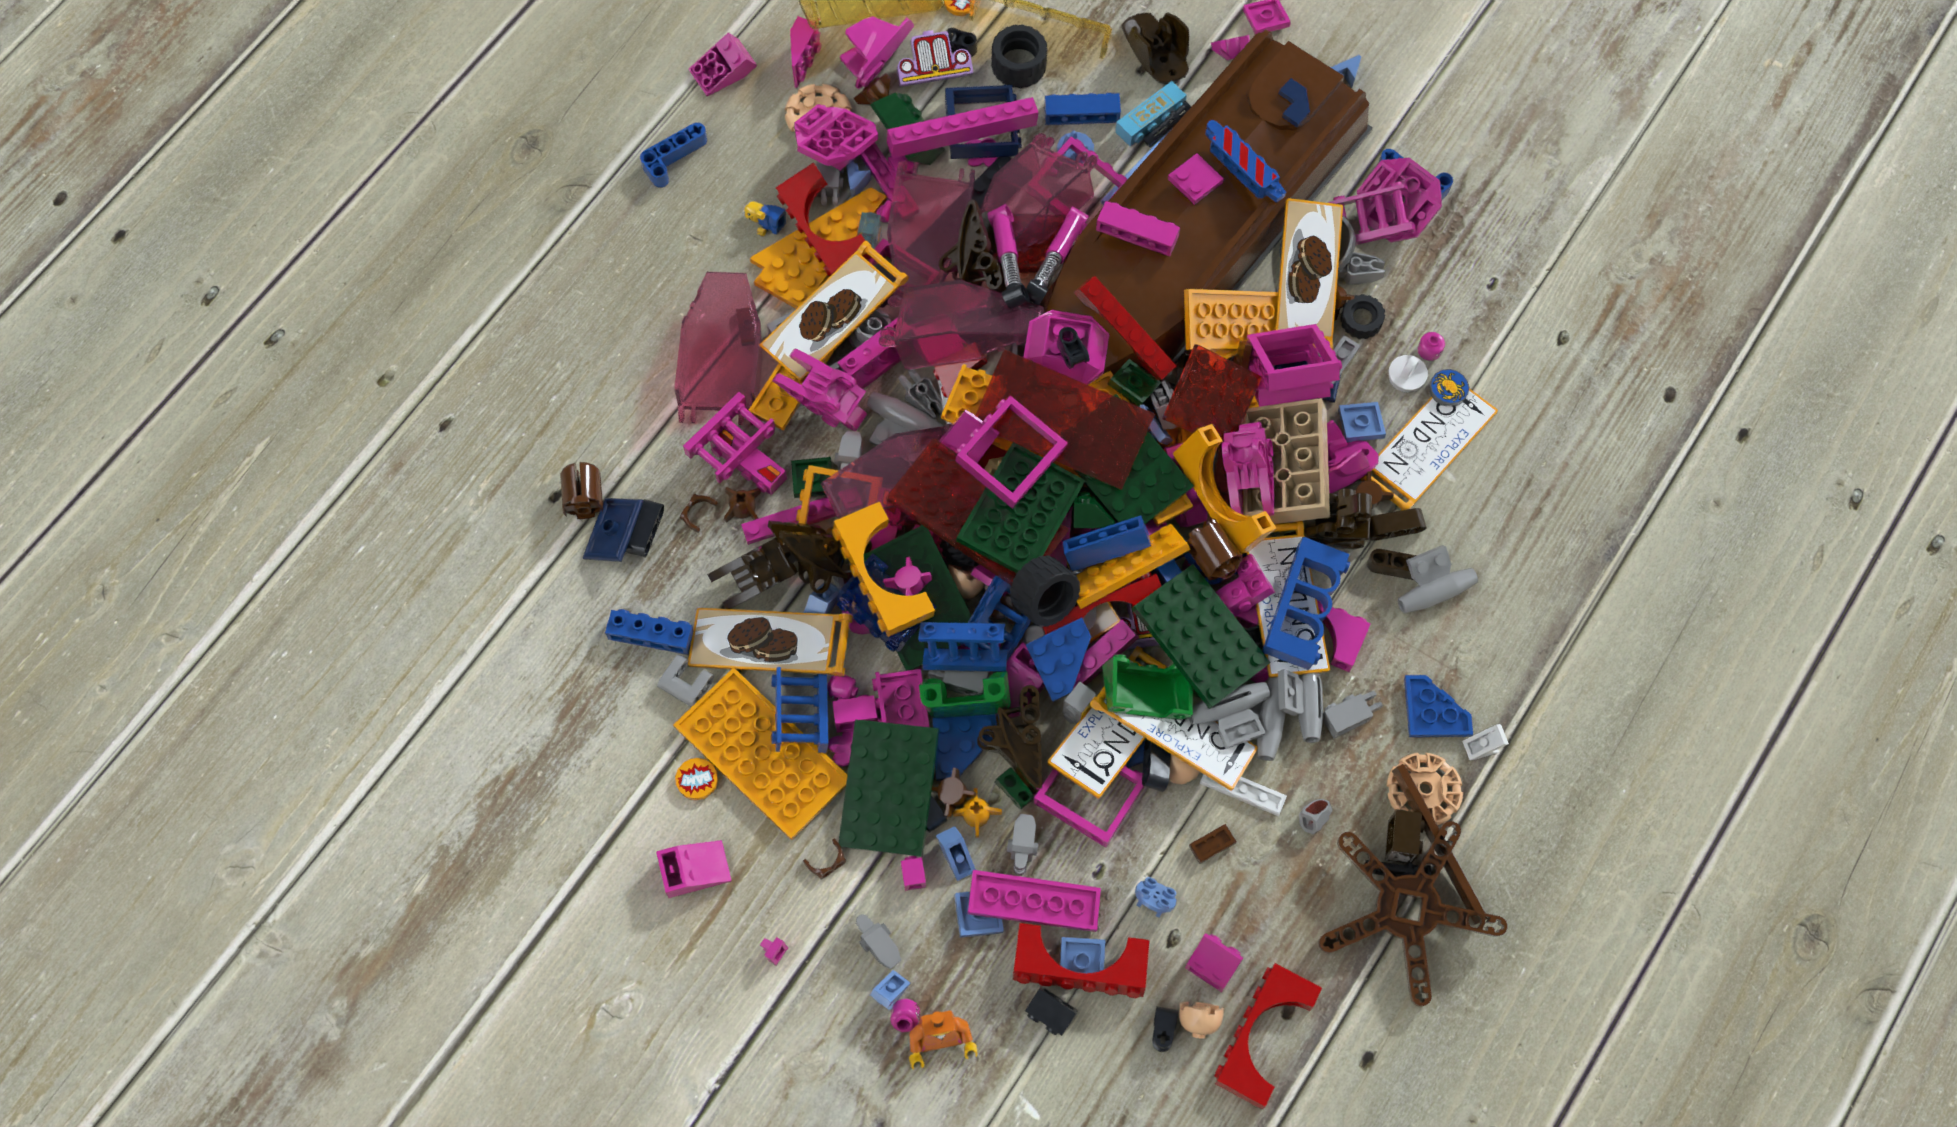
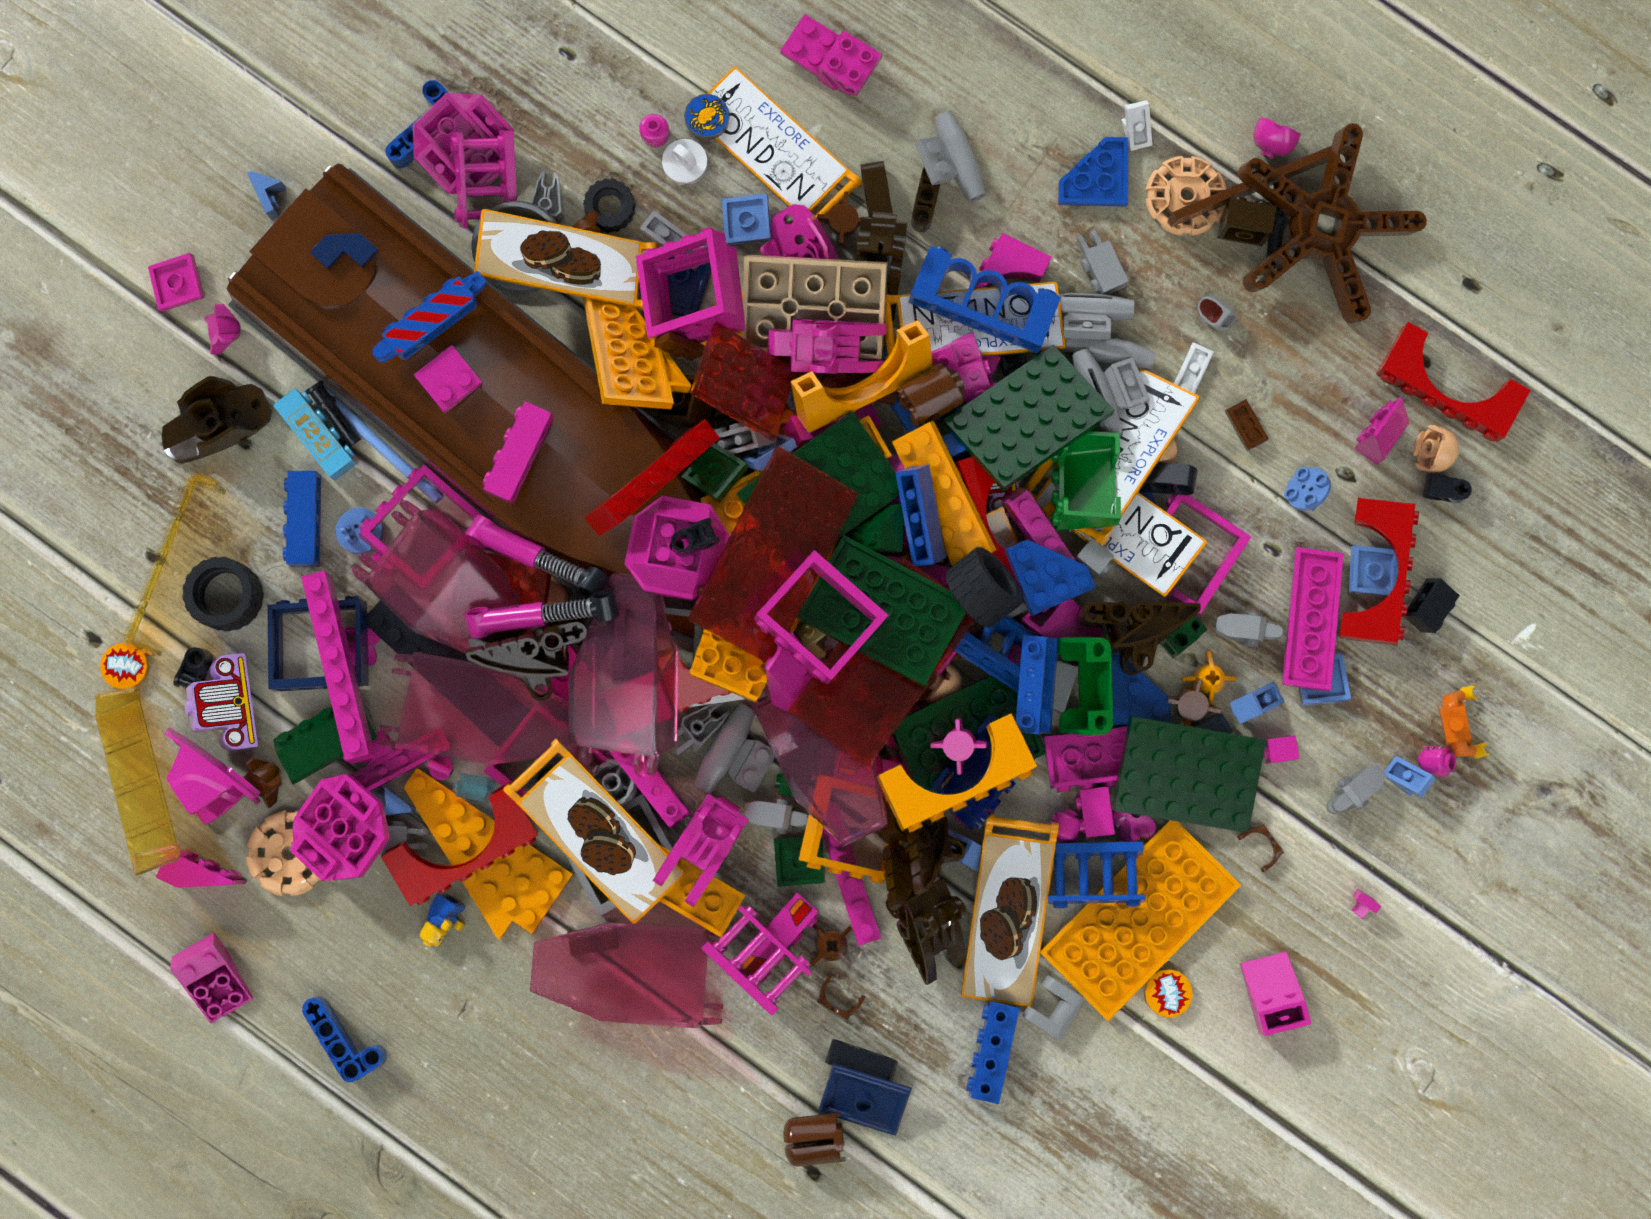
camera: 90 degrees left, 15 degrees up
(1488, 865) = (1274, 138): none -> dark pink cylinder
(1516, 480) = (834, 58): none -> dark pink piece

